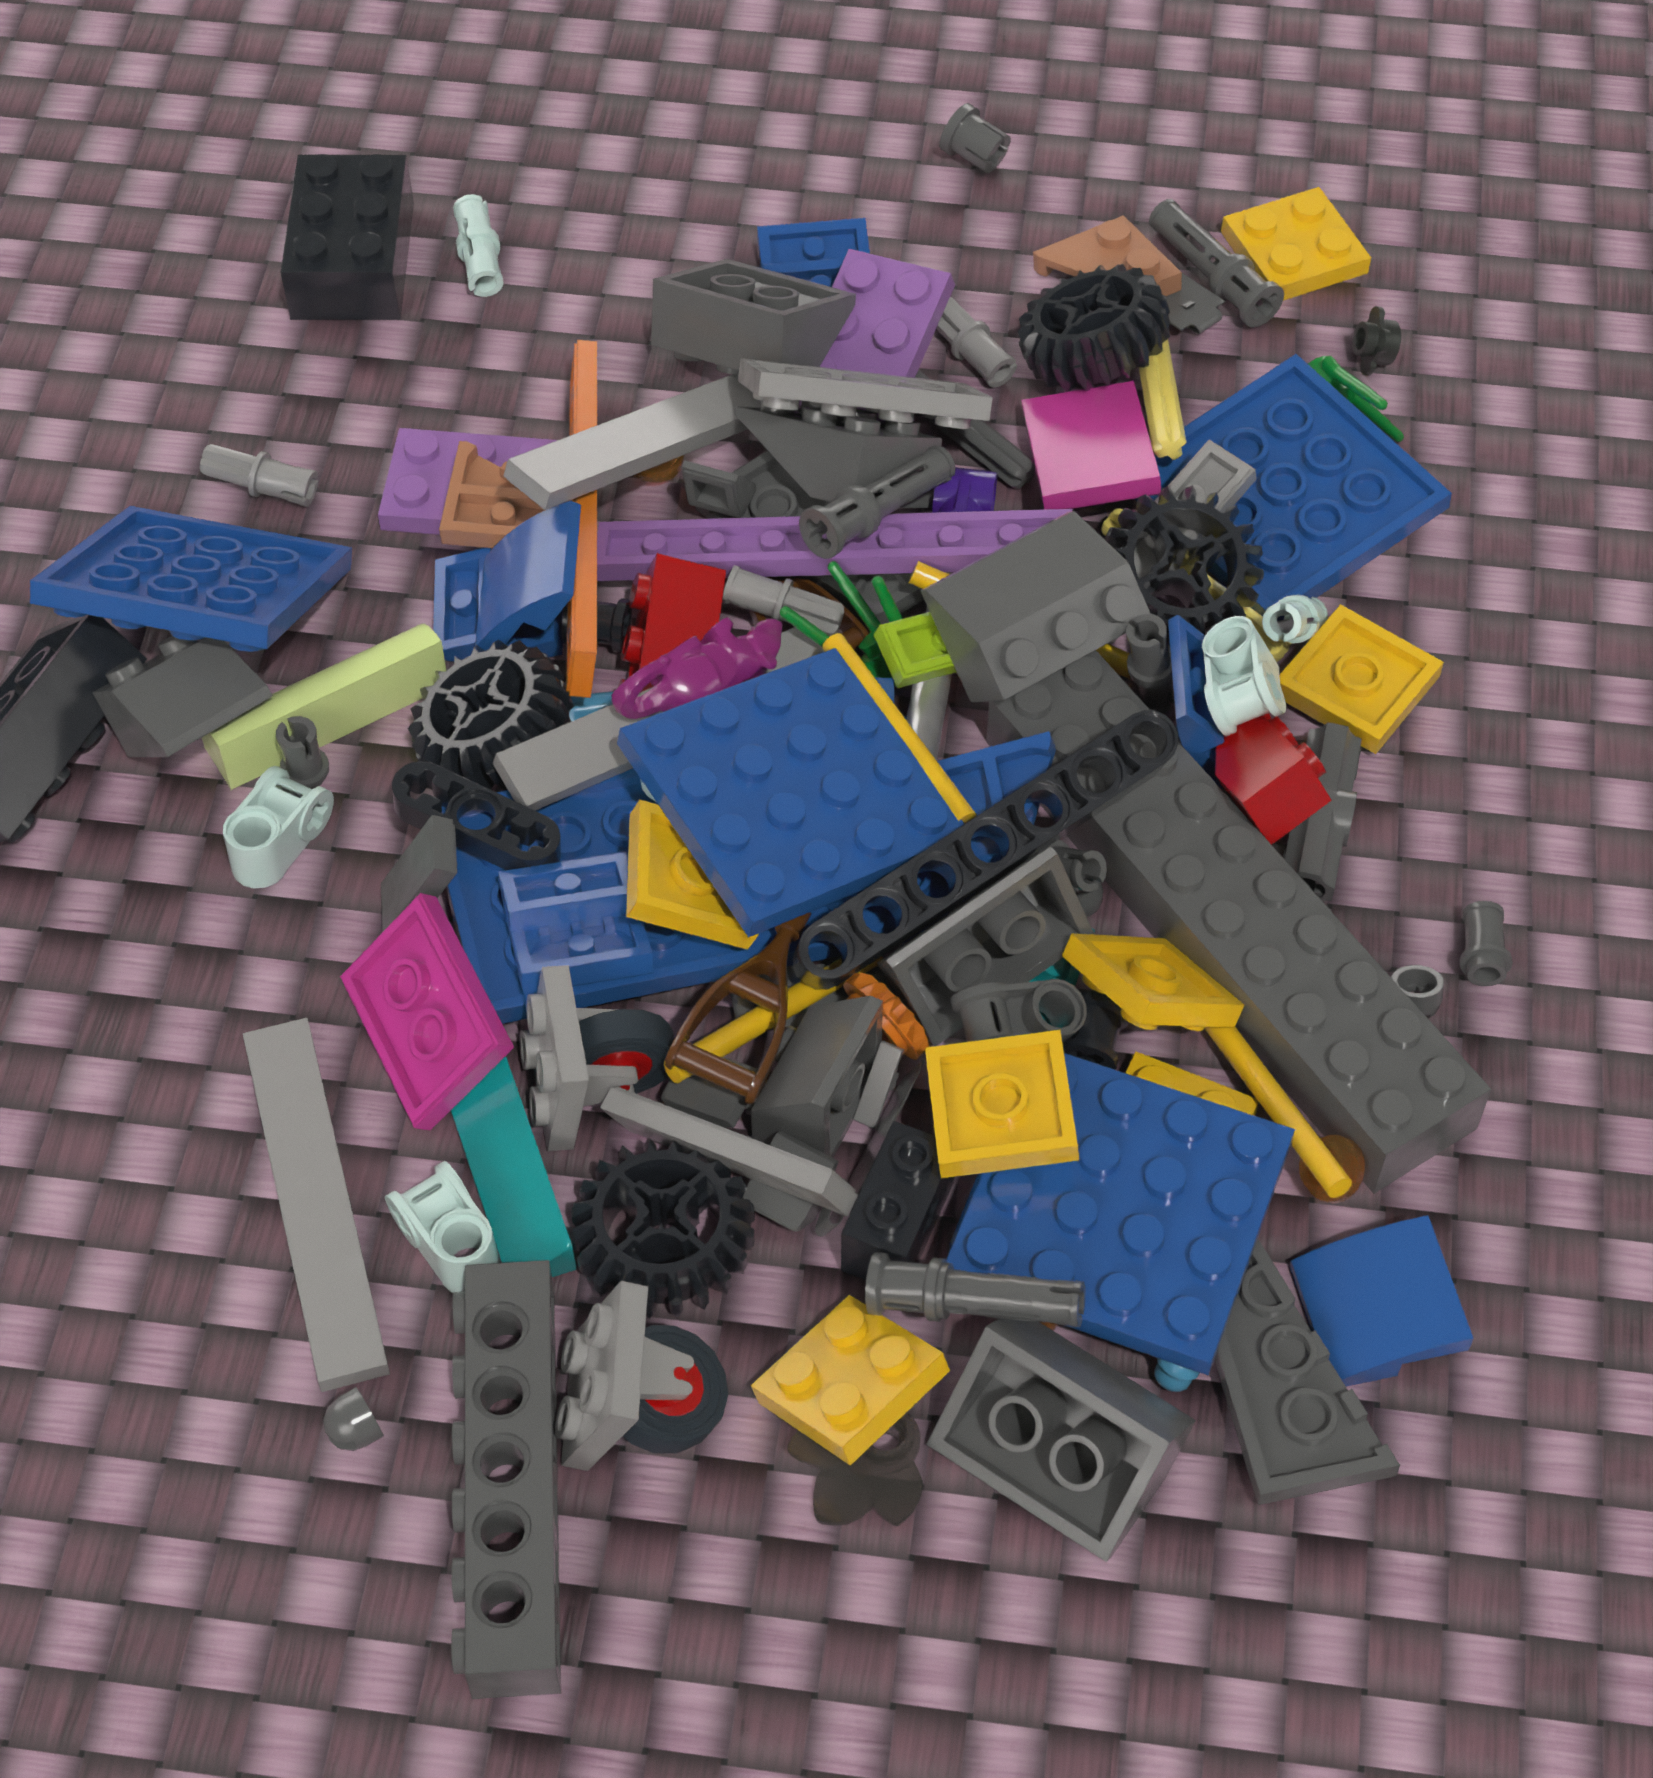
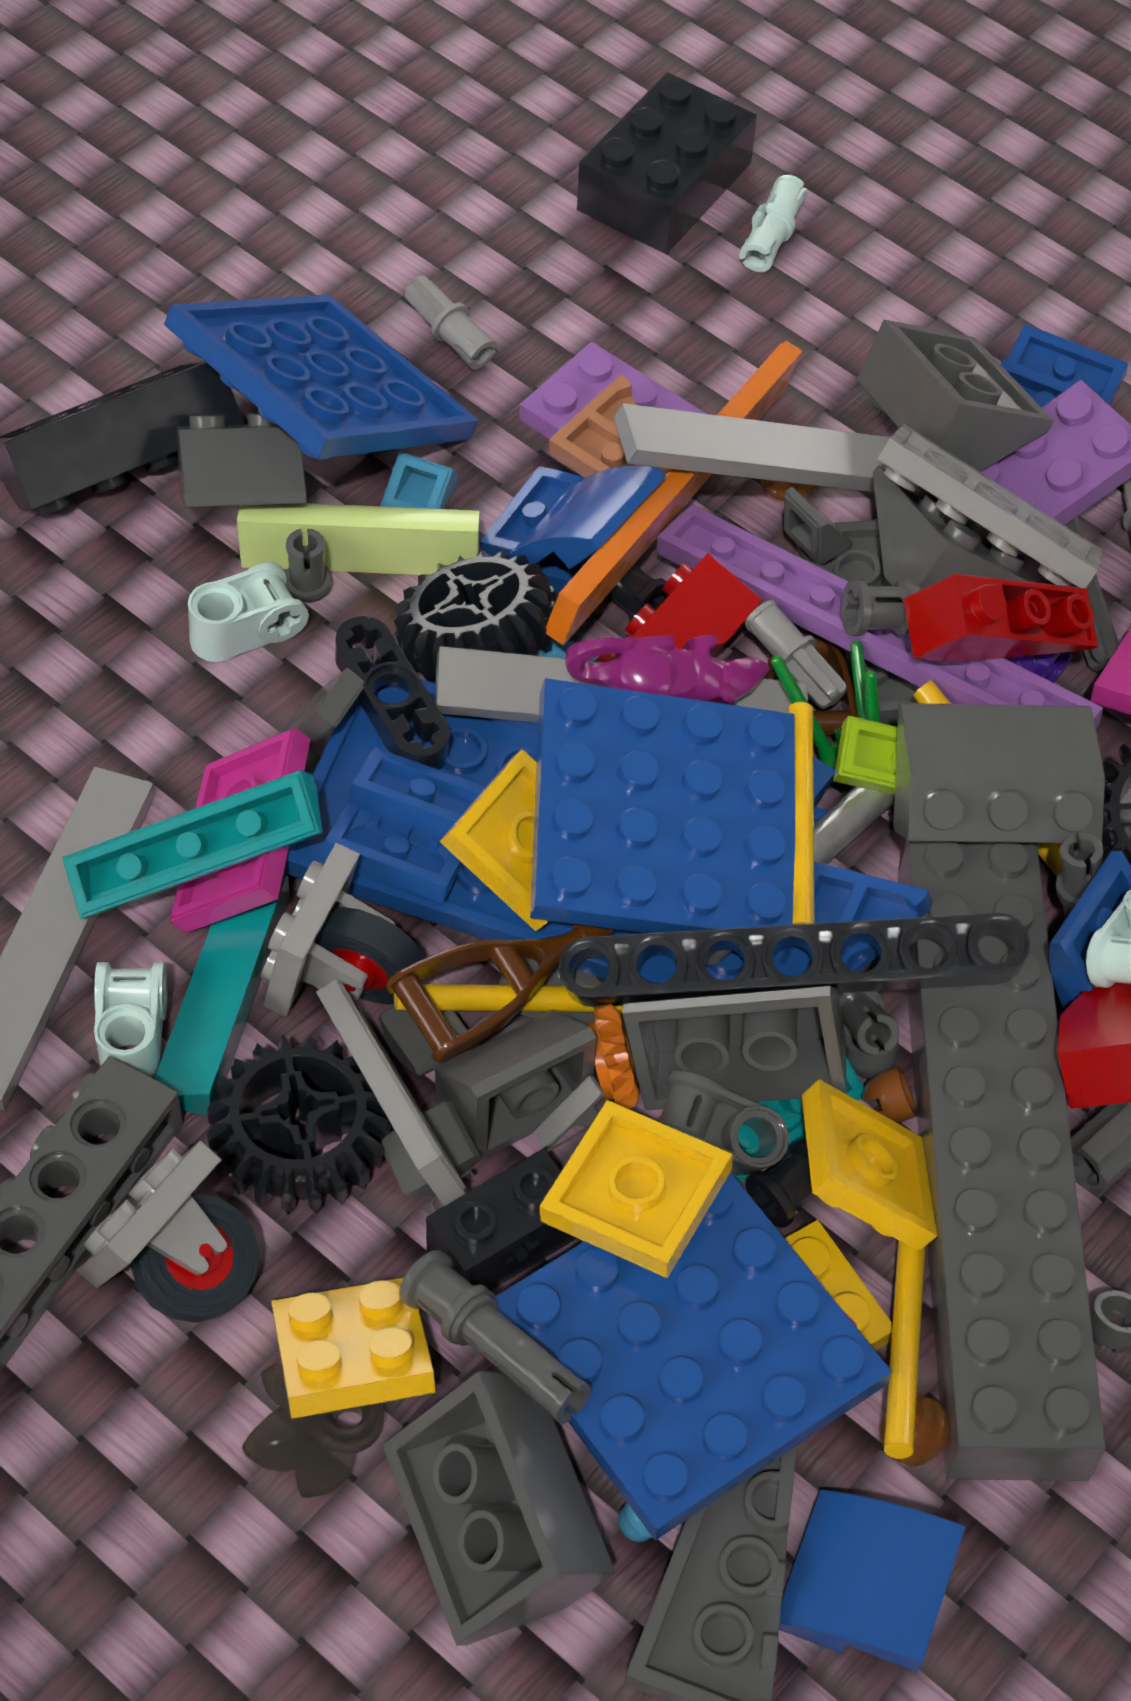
camera: 30 degrees right, 0 degrees up
(340, 632) = (419, 484): none -> dark azure slope
(405, 1045) = (194, 844): none -> teal slope
(943, 480) = (997, 619): none -> red slope
(1119, 915) = (893, 1094): none -> dark orange hinge

